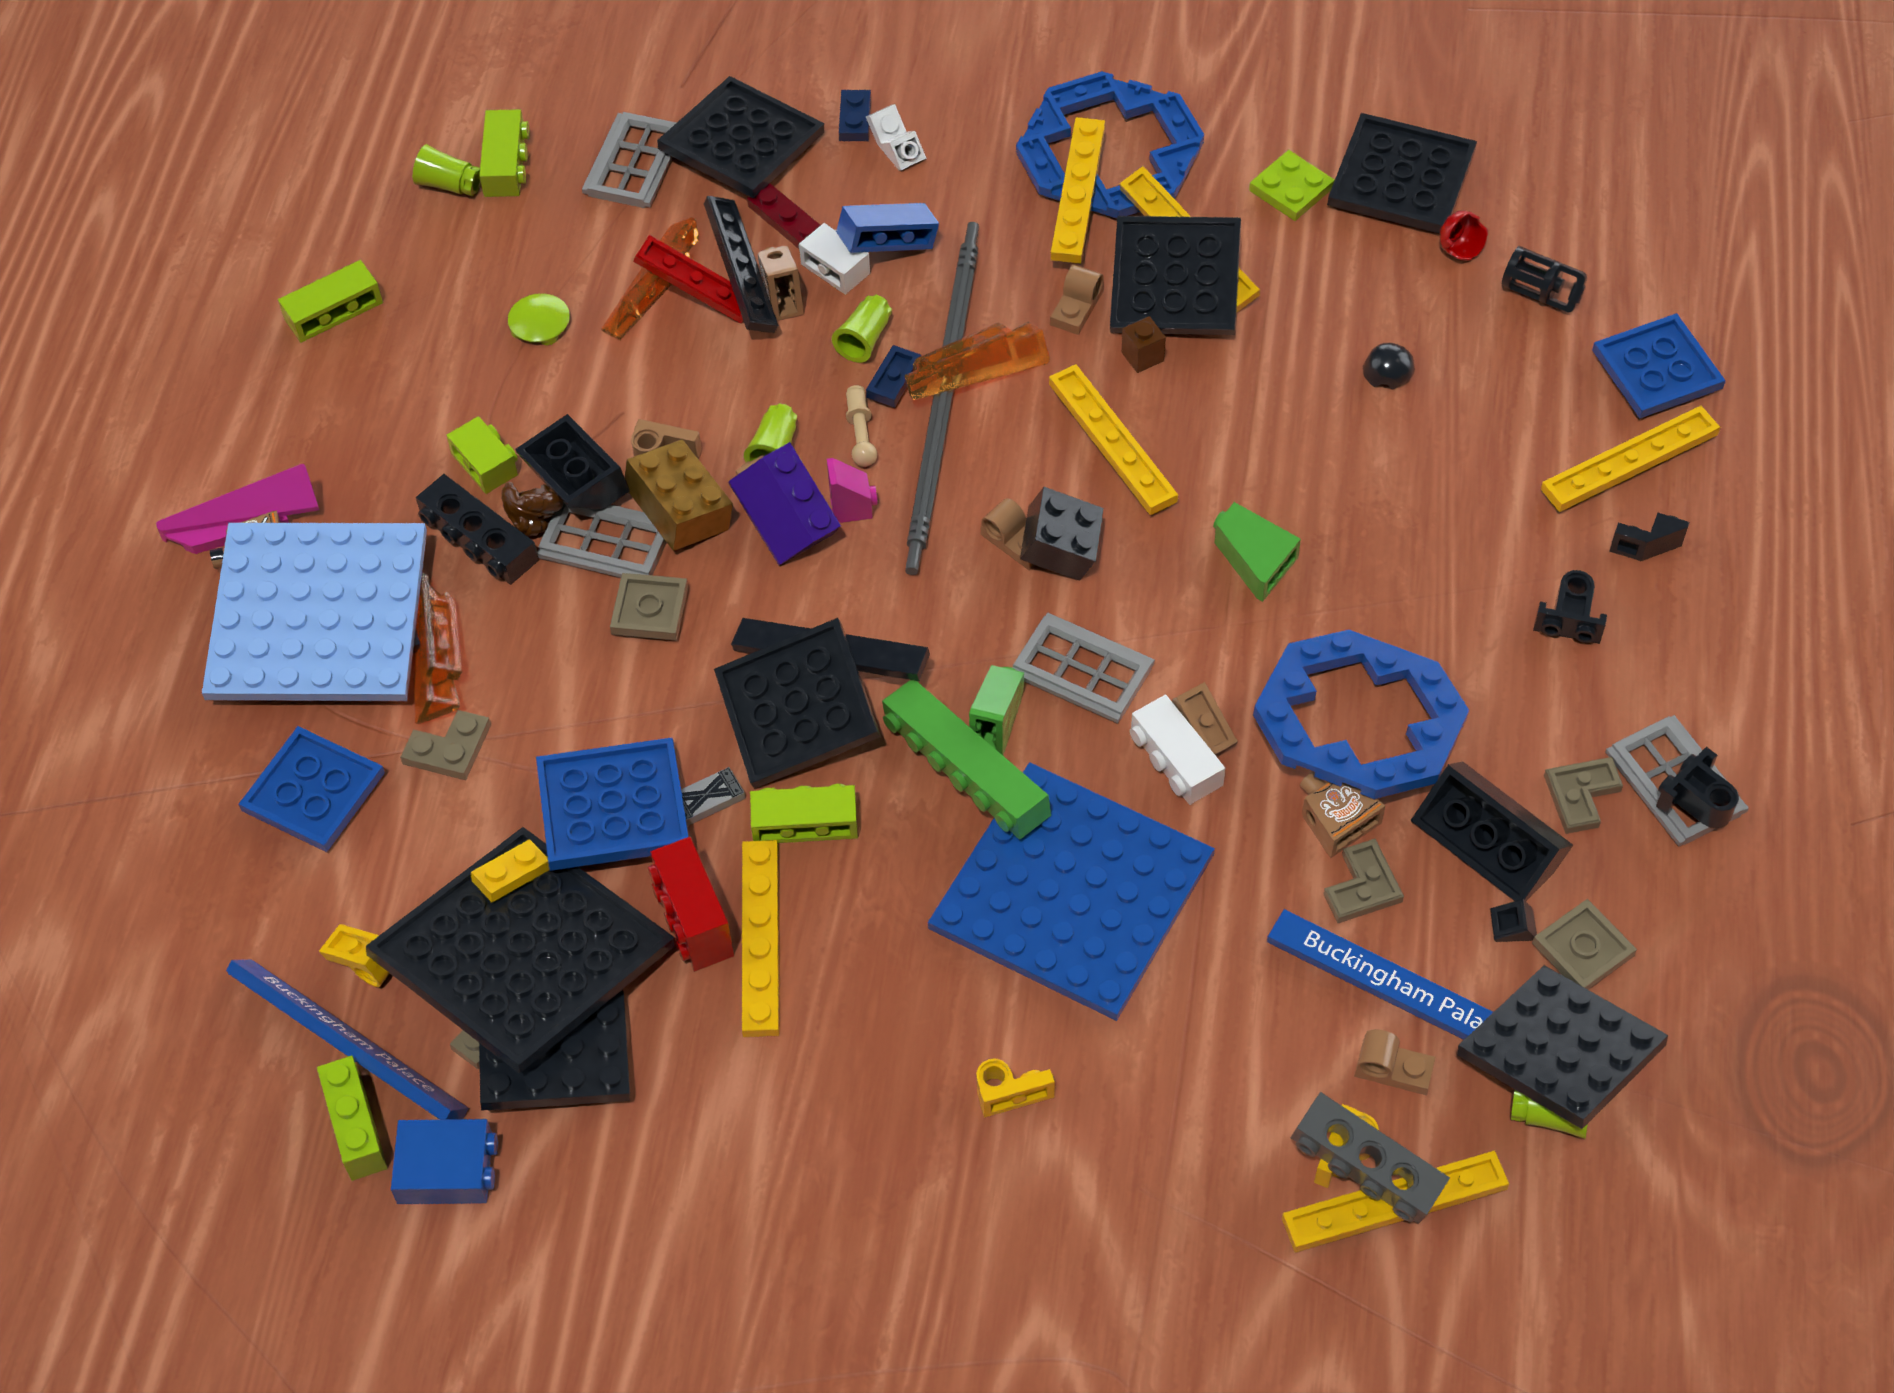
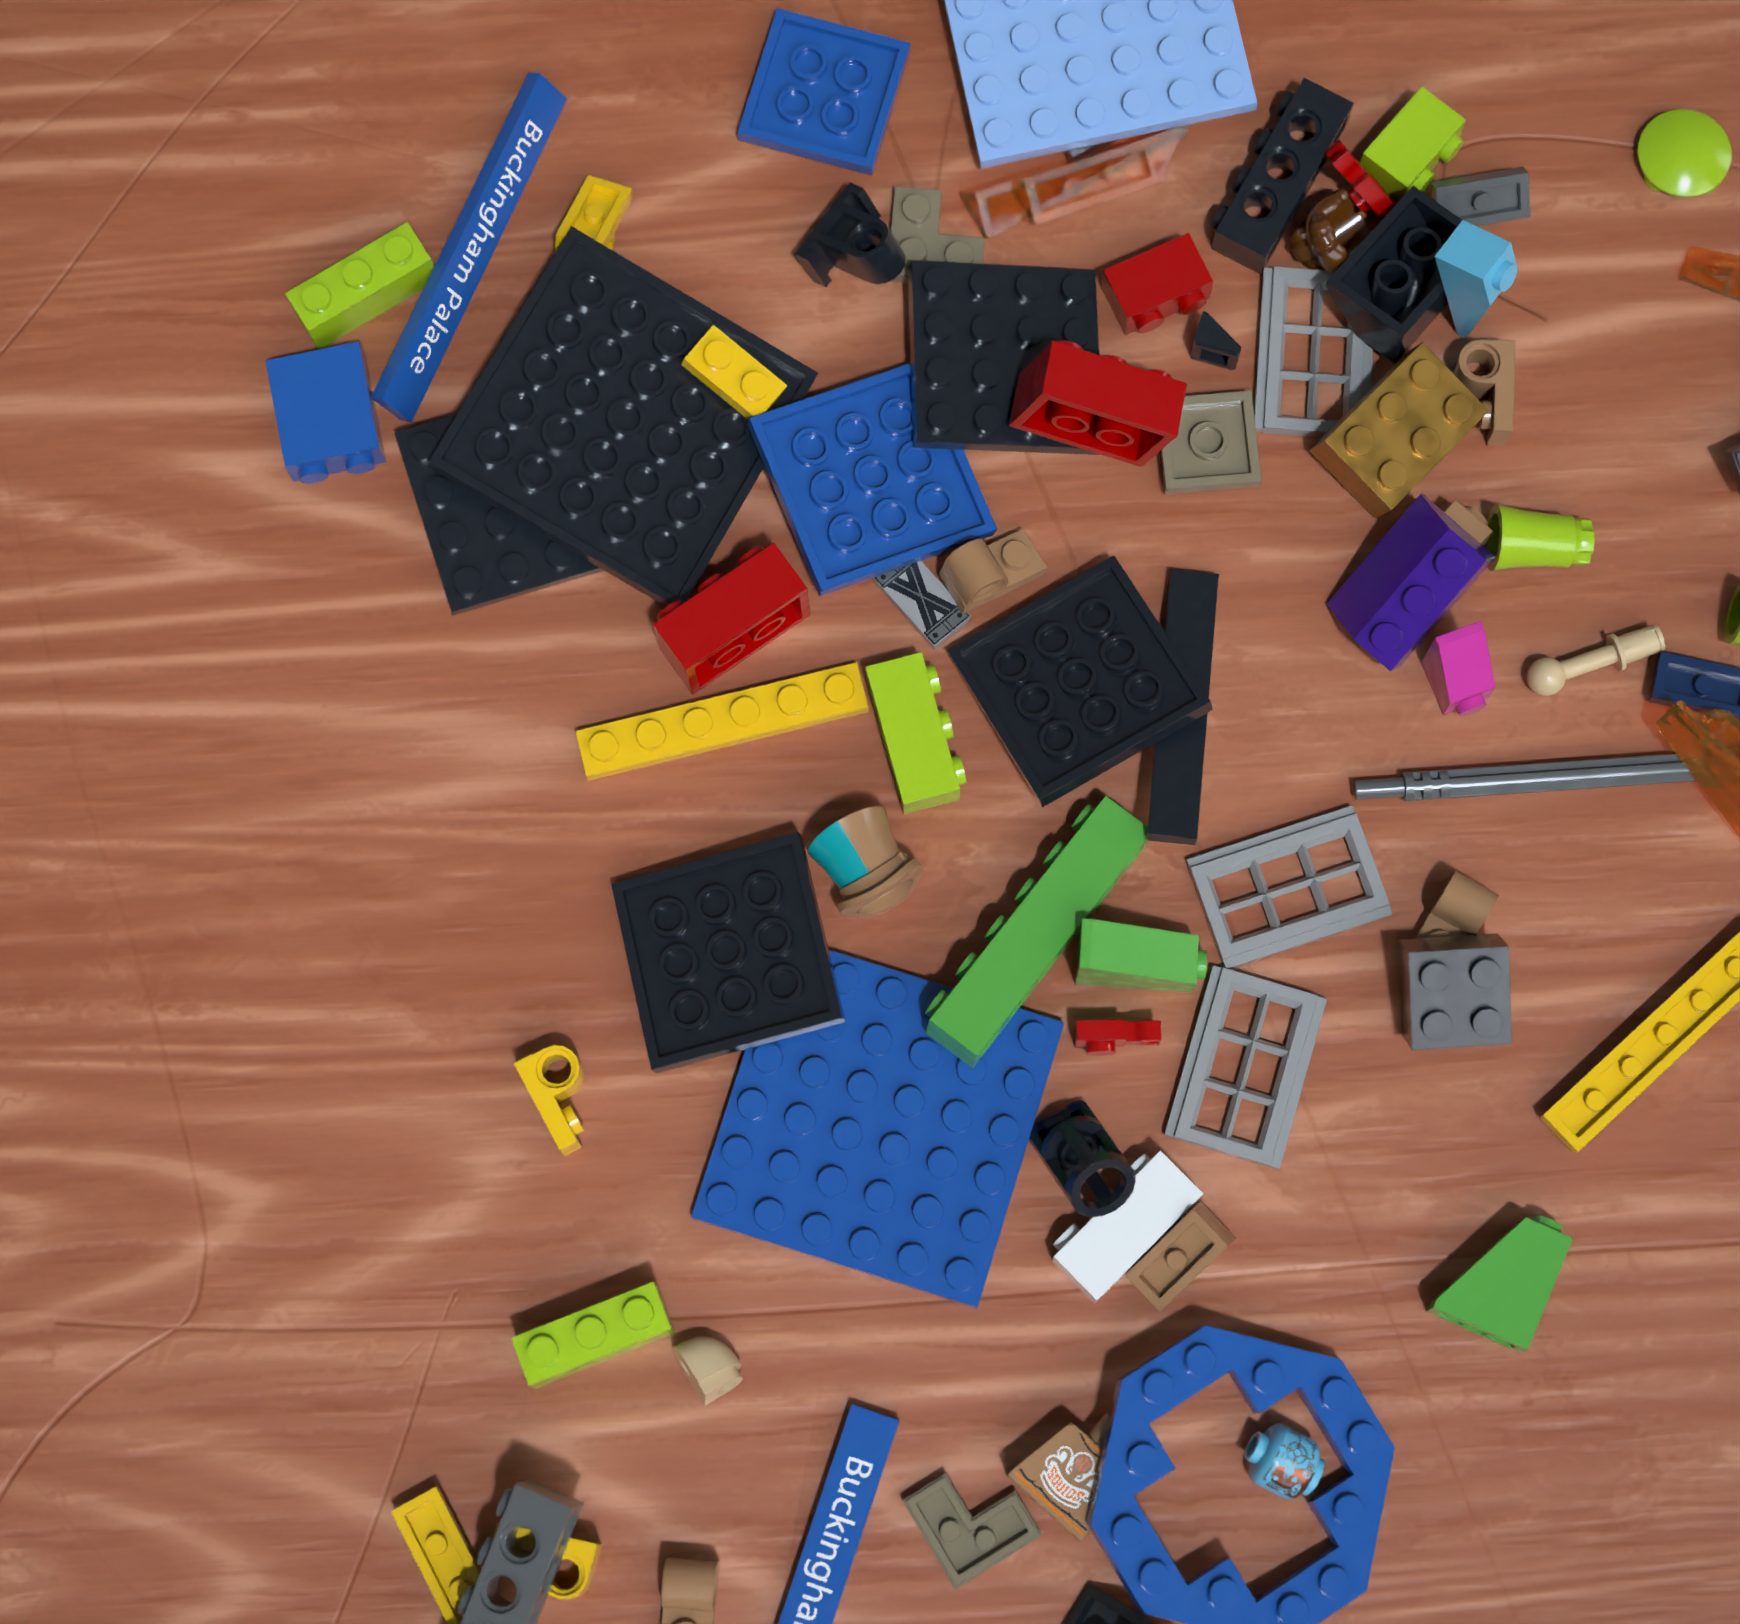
camera: 80 degrees right, 20 degrees up
(433, 786) = (852, 241): none -> black pin
(495, 482) = (1366, 190): none -> red plate
(528, 613) = (1157, 285): none -> red brick
(532, 417) = (1486, 196): none -> dark grey plate
(550, 710) = (976, 335): none -> black plate
(580, 589) = (1214, 344): none -> black slope
(596, 415) = (1474, 273): none -> medium azure slope
(609, 645) = (1098, 403): none -> red brick
(701, 747) = (985, 572): none -> medium nougat plate
(892, 851) = (866, 863): none -> medium nougat hat
(933, 952) = (727, 953): none -> black plate
(937, 625) = (1302, 930): none -> light grey piece
(1045, 740) = (1103, 1036): none -> red plate
(1118, 764) = (1074, 1152): none -> black piece
(1191, 1089) = (593, 1335): none -> lime brick
(1226, 1023) = (708, 1367): none -> tan piece
(1349, 688) = (1284, 1461): none -> medium azure head

